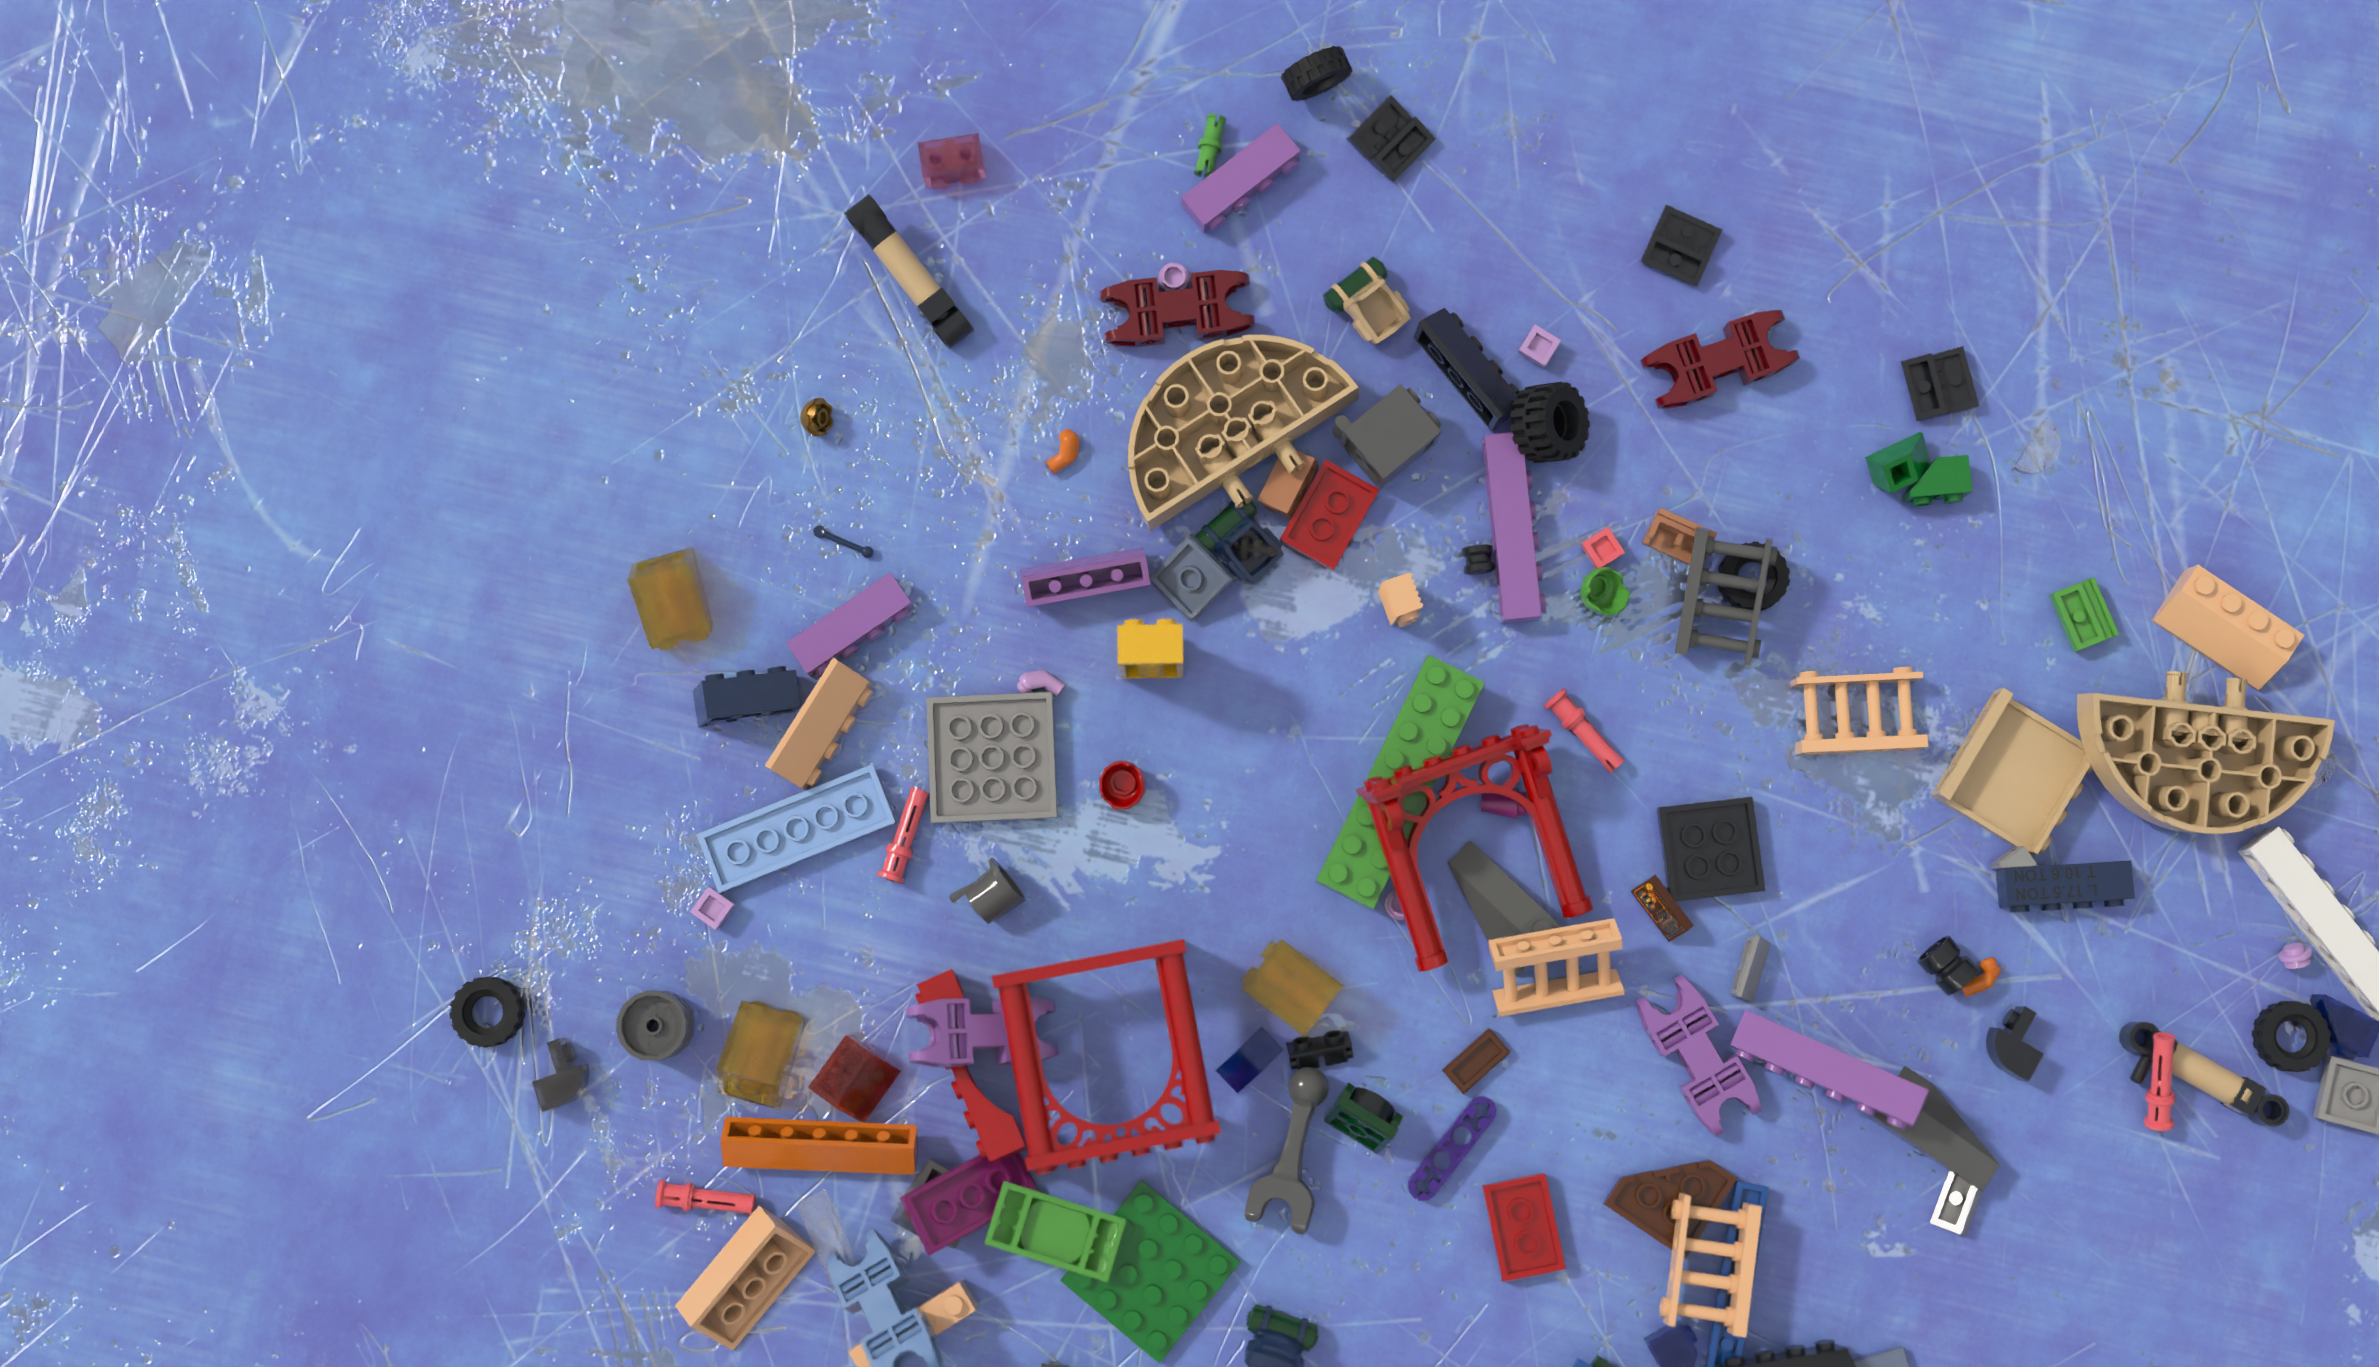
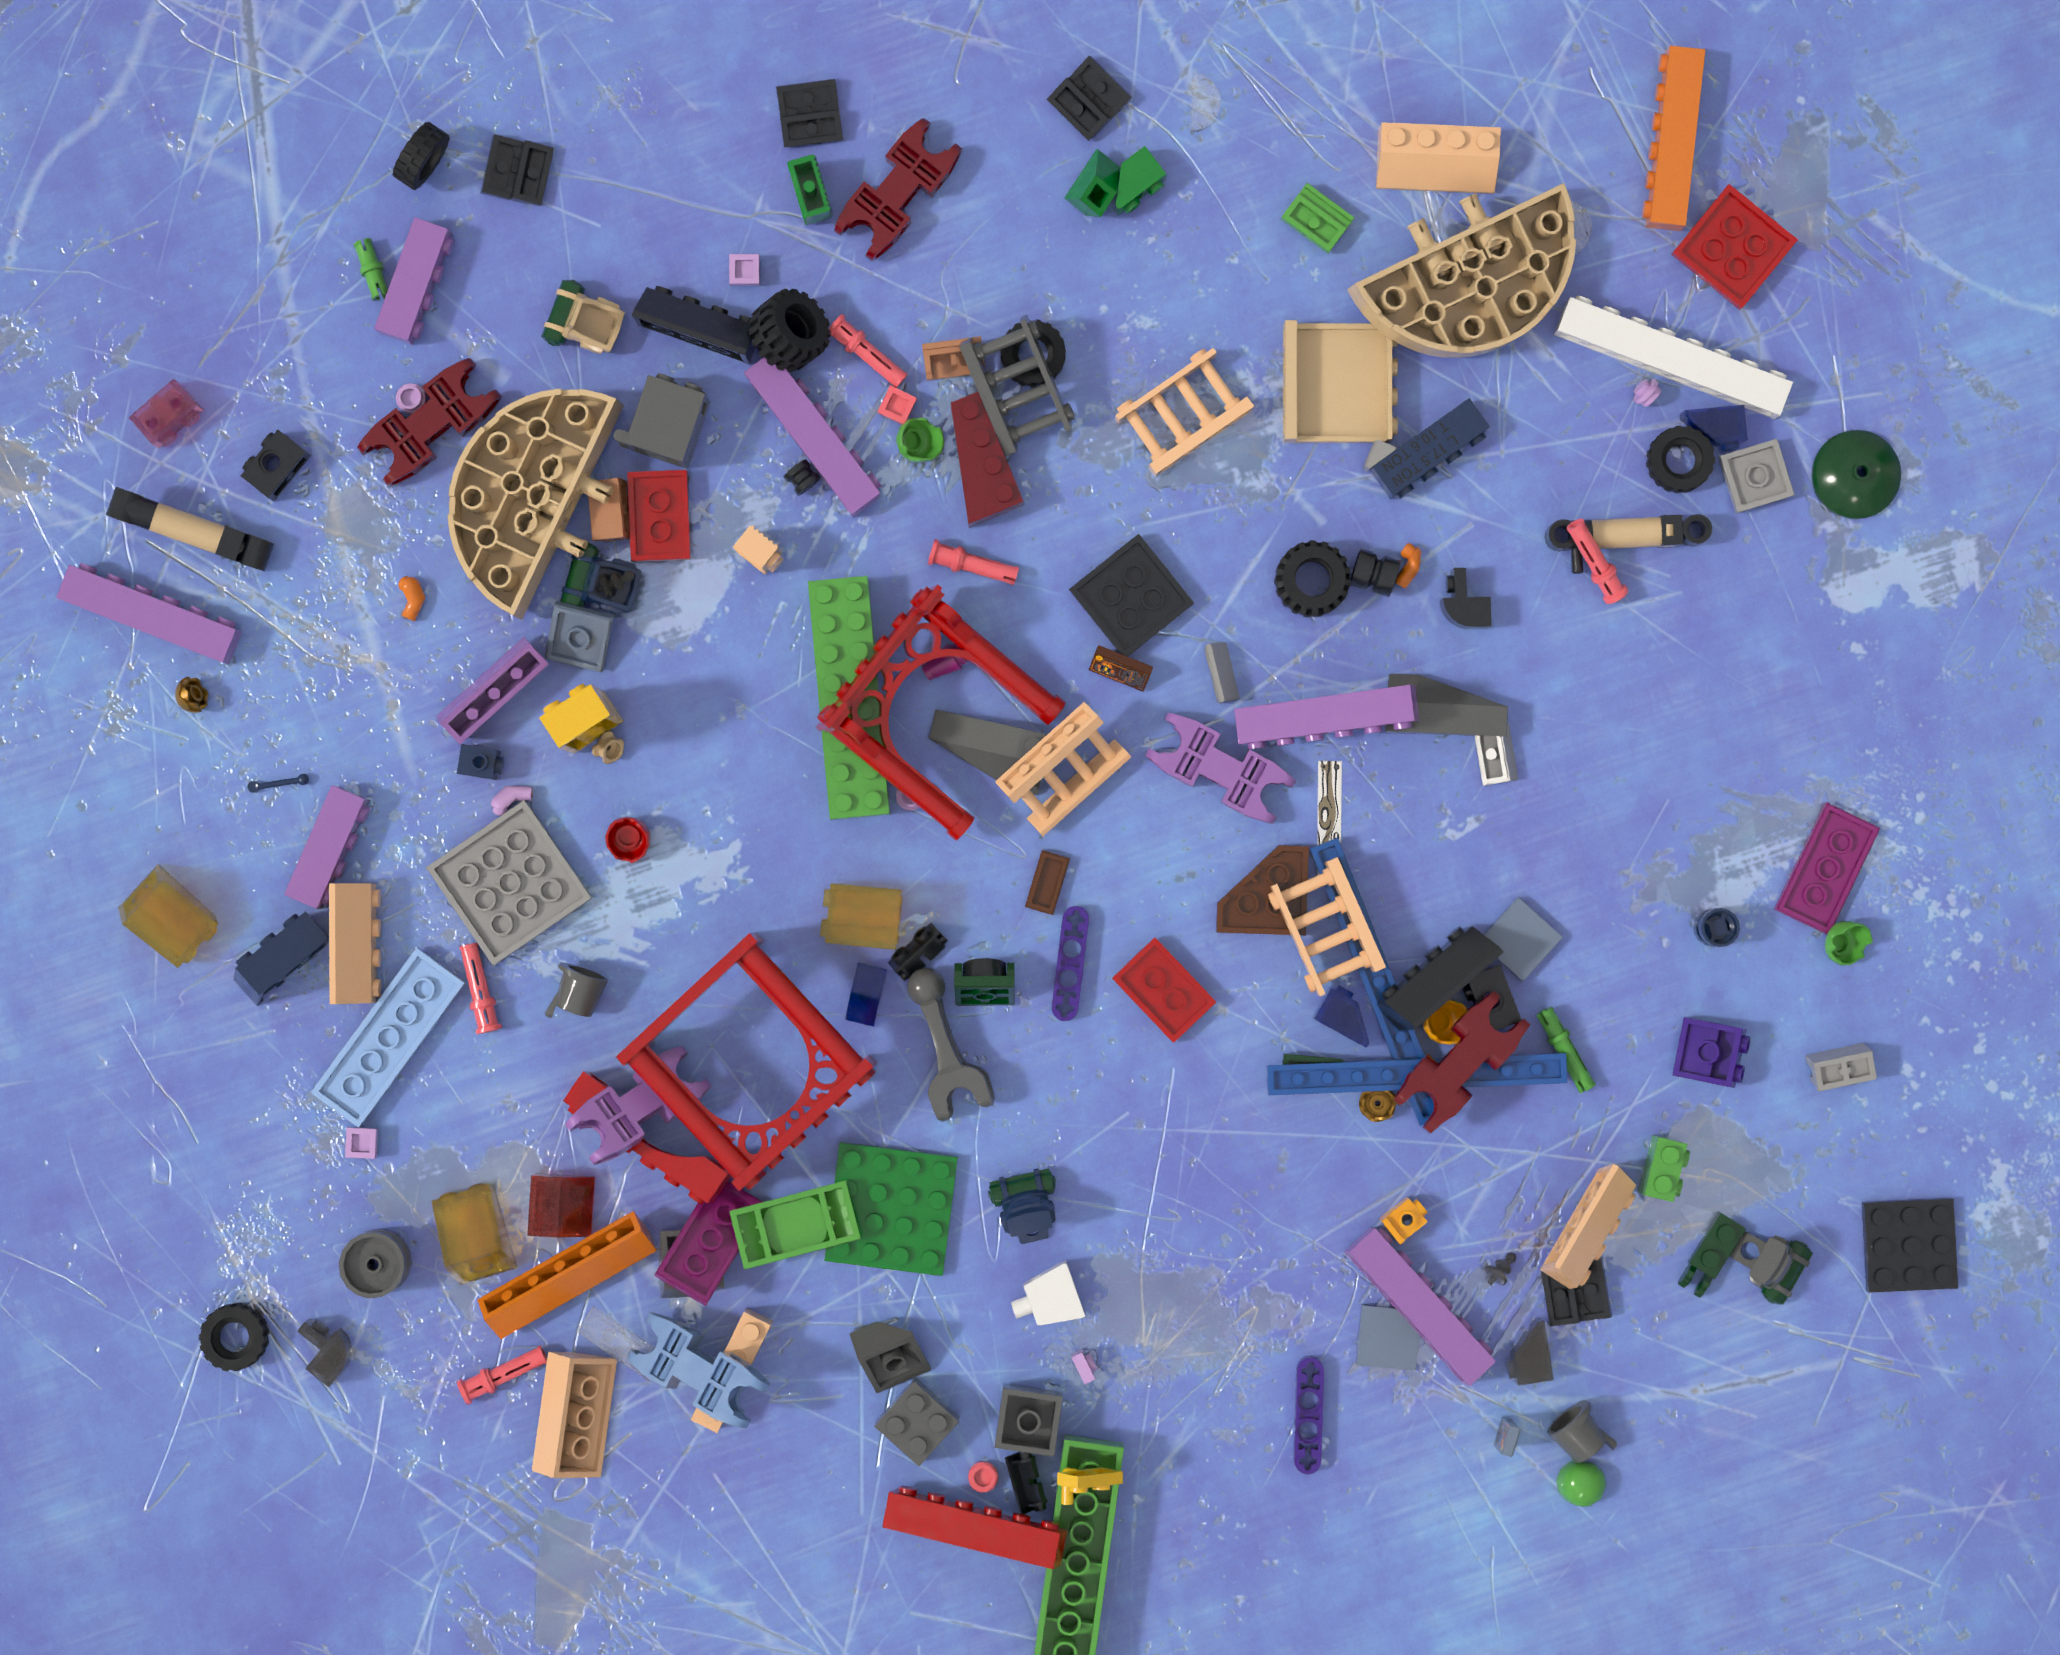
camera: 35 degrees left, 5 degrees up
(825, 323) = (148, 614): none -> medium lavender brick
(1033, 634) = (480, 762): none -> dark blue brick
(1036, 267) = (291, 458): none -> black brick
(1160, 697) = (611, 753): none -> tan plate
(1599, 470) = (855, 342): none -> coral pin
(1642, 311) = (810, 189): none -> green brick
(1648, 649) = (983, 466): none -> dark red wedge
(1778, 1148) = (1329, 801): none -> sticker
(1913, 936) = (1328, 558): none -> black tyre

